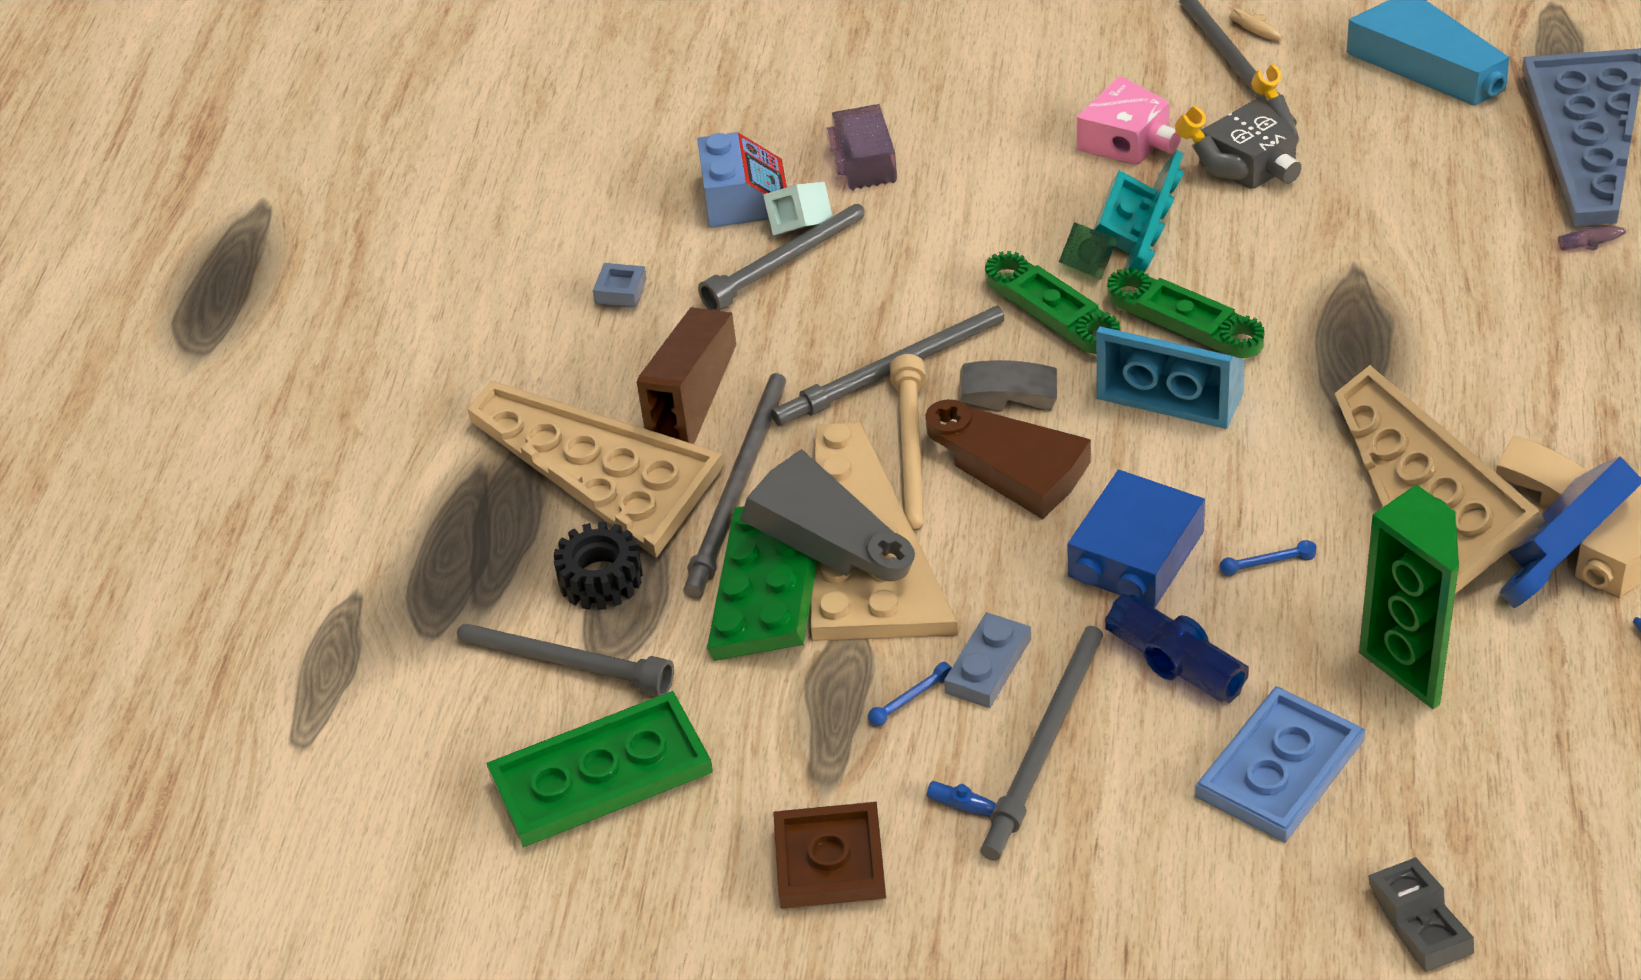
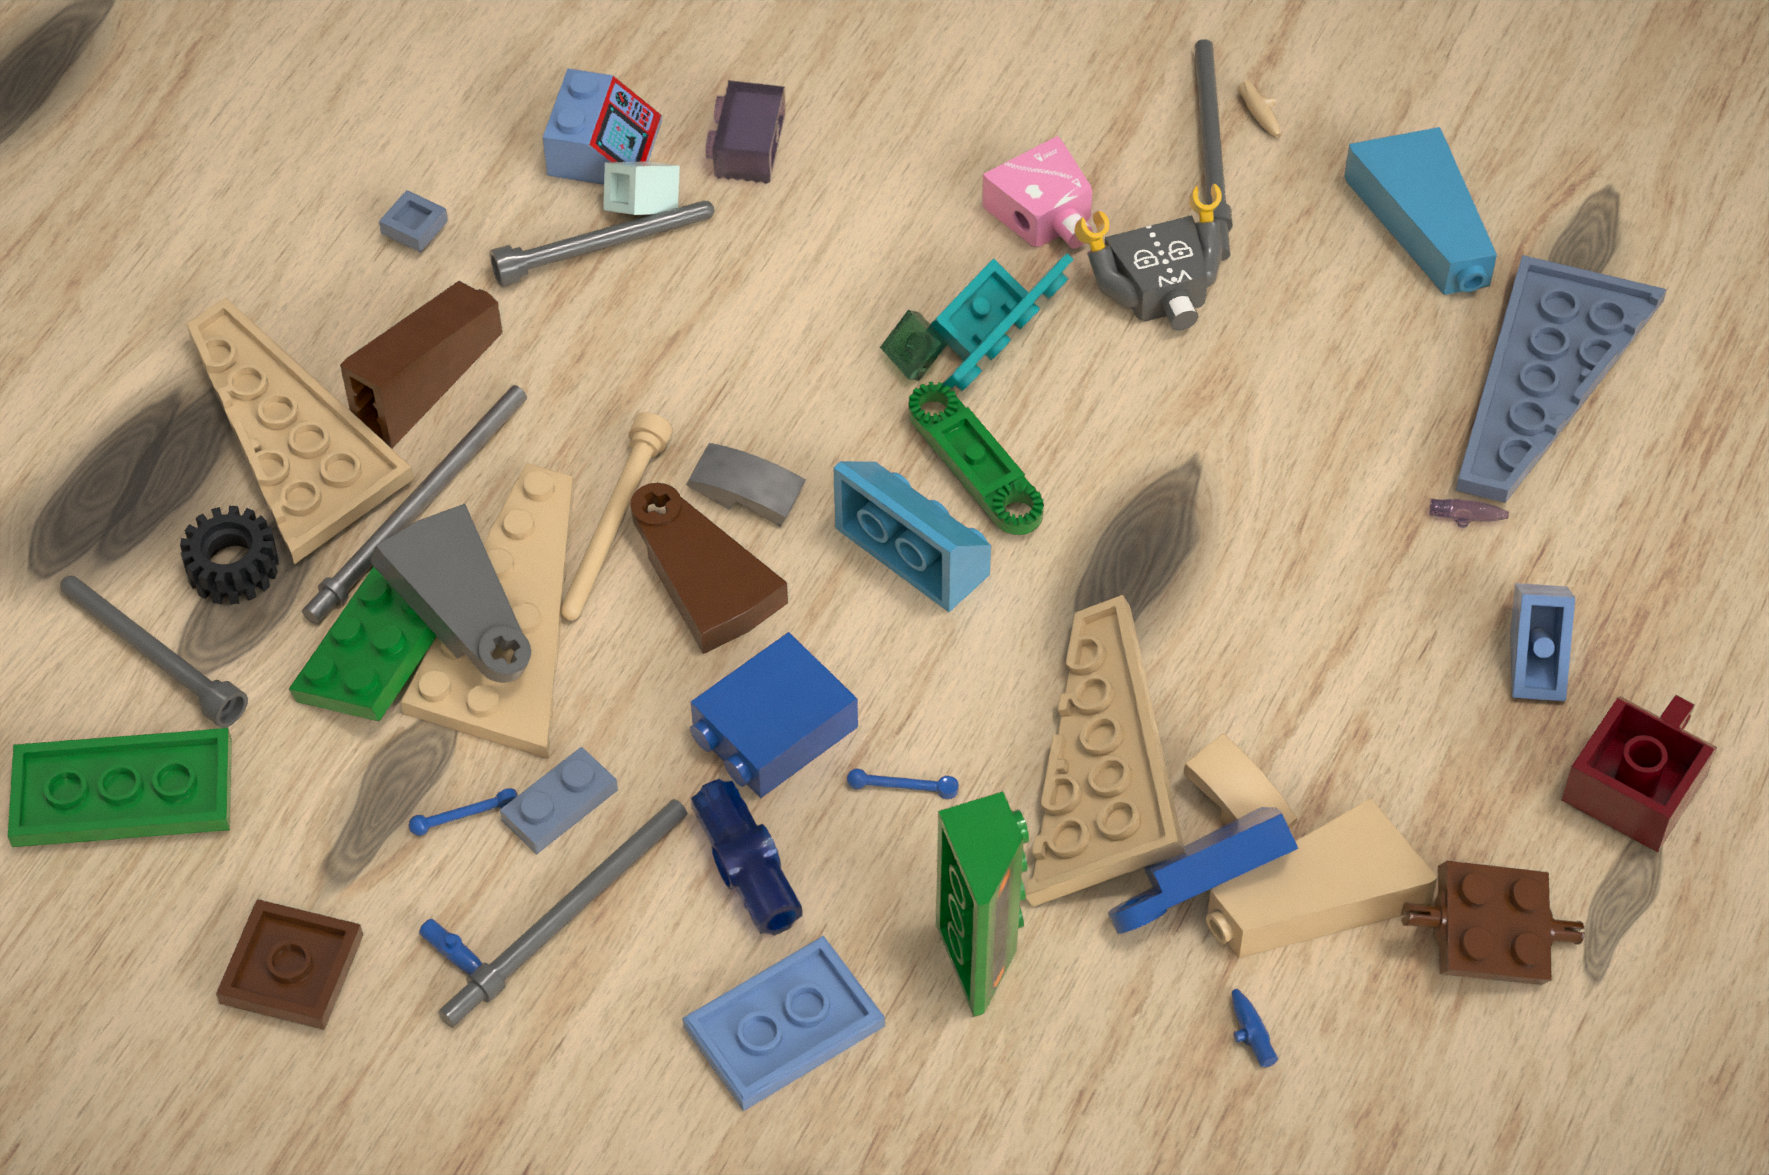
camera: 15 degrees right, 10 degrees up
(817, 397) = (543, 430): dark grey bar -> none
(1048, 299) = (843, 392): green plate -> none

